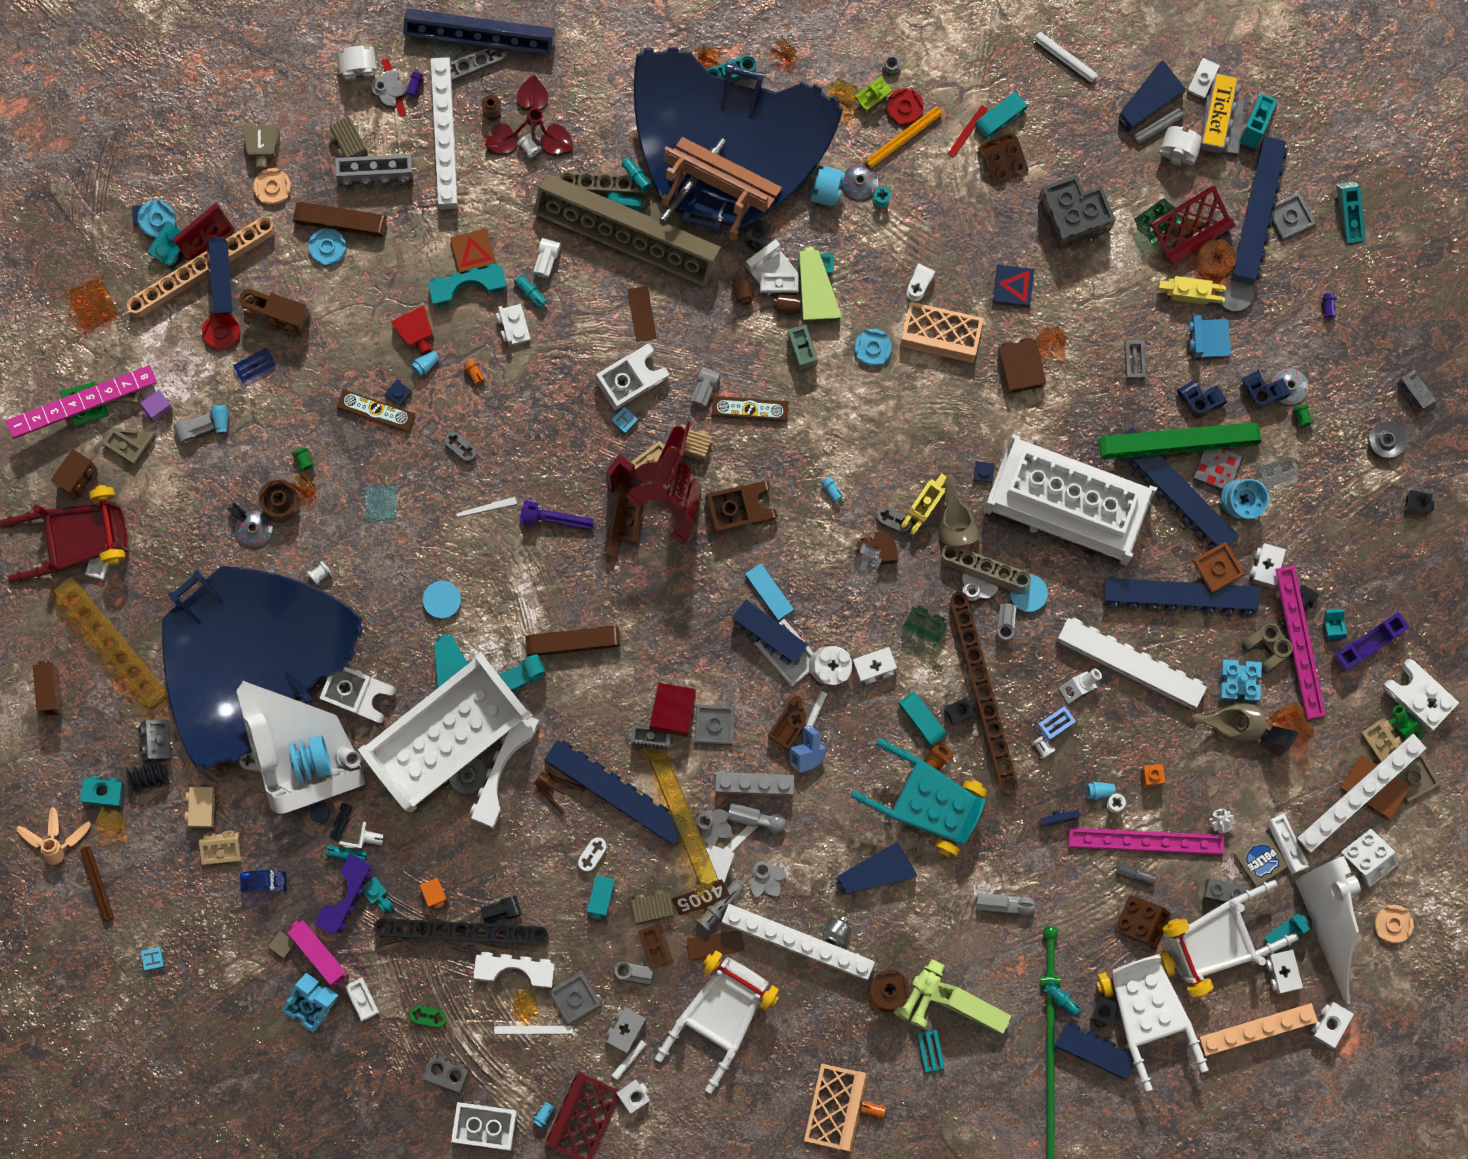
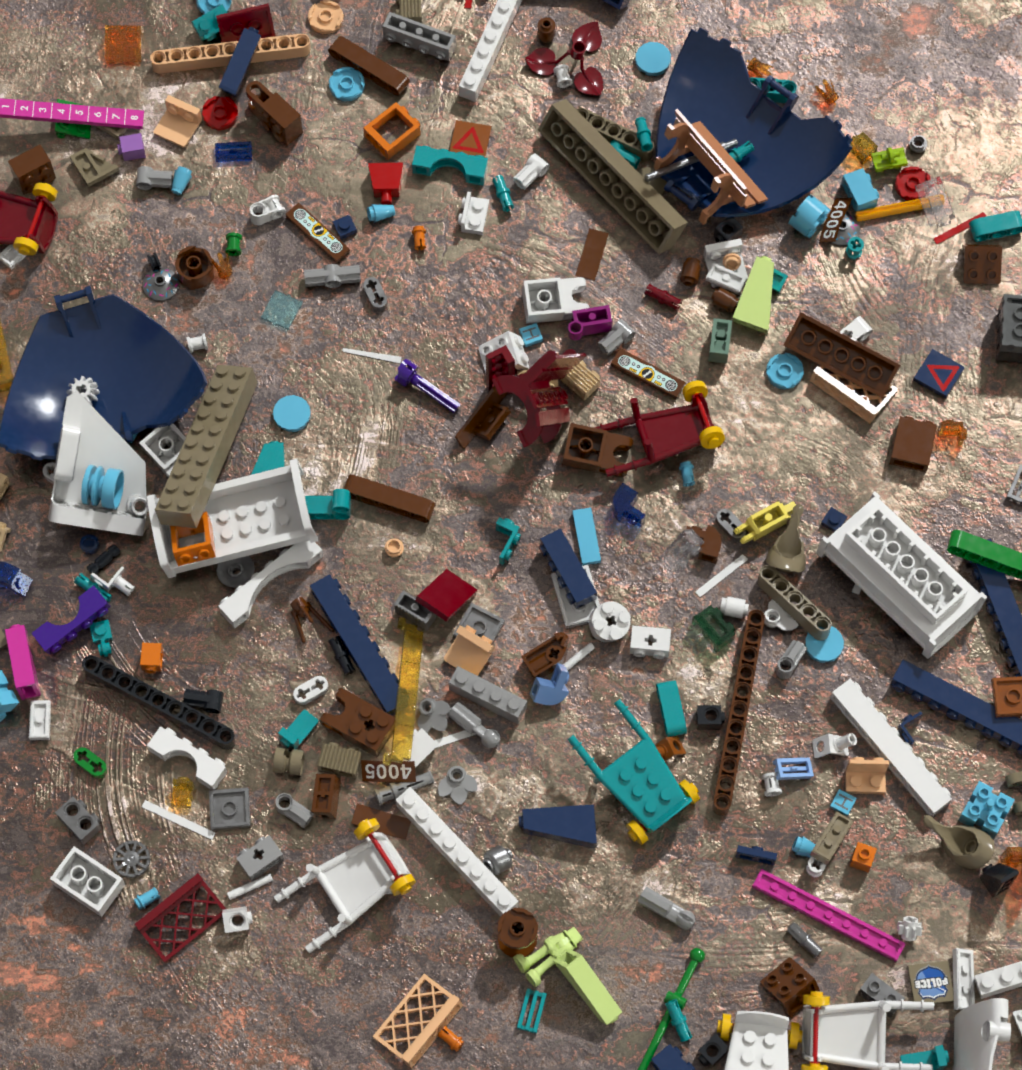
camera: 30 degrees right, 10 degrees down
(187, 361) = (178, 122): none -> light nougat bracket
(235, 666) = (85, 385): none -> white gear
(319, 407) = (269, 210): none -> white piece
(386, 674) = (206, 446): none -> dark tan brick
(391, 294) = (386, 149): none -> orange window
(408, 758) = (201, 550): none -> orange window
(412, 448) = (332, 275): none -> light grey piece
(510, 1086) = (131, 859): none -> flat silver wheel
(600, 685) = (394, 547): none -> light nougat plate
(604, 89) = (653, 58): none -> medium azure tile
(604, 809) = (341, 655): none -> black pin
(606, 448) = (513, 343): none -> white bracket
(607, 930) = (288, 761): none -> dark tan wheel
(647, 861) = (355, 719): none -> reddish brown brick
(675, 383) = (590, 321): none -> magenta hinge
(694, 617) = (508, 528): none -> teal bracket
(718, 752) = (469, 650): none -> light nougat bracket
(728, 326) = (663, 297): none -> dark red pin
(733, 149) = (740, 152): none -> teal pin
(777, 264) = (732, 261): none -> light nougat plate
(787, 547) = (623, 506): none -> clear blue brick
(799, 456) = (671, 430): none -> dark red piece
(850, 185) = (834, 219): none -> reddish brown sticker
(860, 136) = (859, 188): none -> medium azure brick
(907, 571) = (721, 575): none -> white sticker
(920, 310) = (842, 354): none -> reddish brown arch
(933, 597) = (734, 607): none -> white brick
(937, 120) = (935, 202): none -> clear window
(1112, 733) = (843, 802): none -> medium azure tile
(1118, 771) = (831, 838): none -> dark tan tile
(1122, 702) = (866, 776): none -> light nougat bracket
(1135, 643) = (907, 721): none -> dark blue bracket

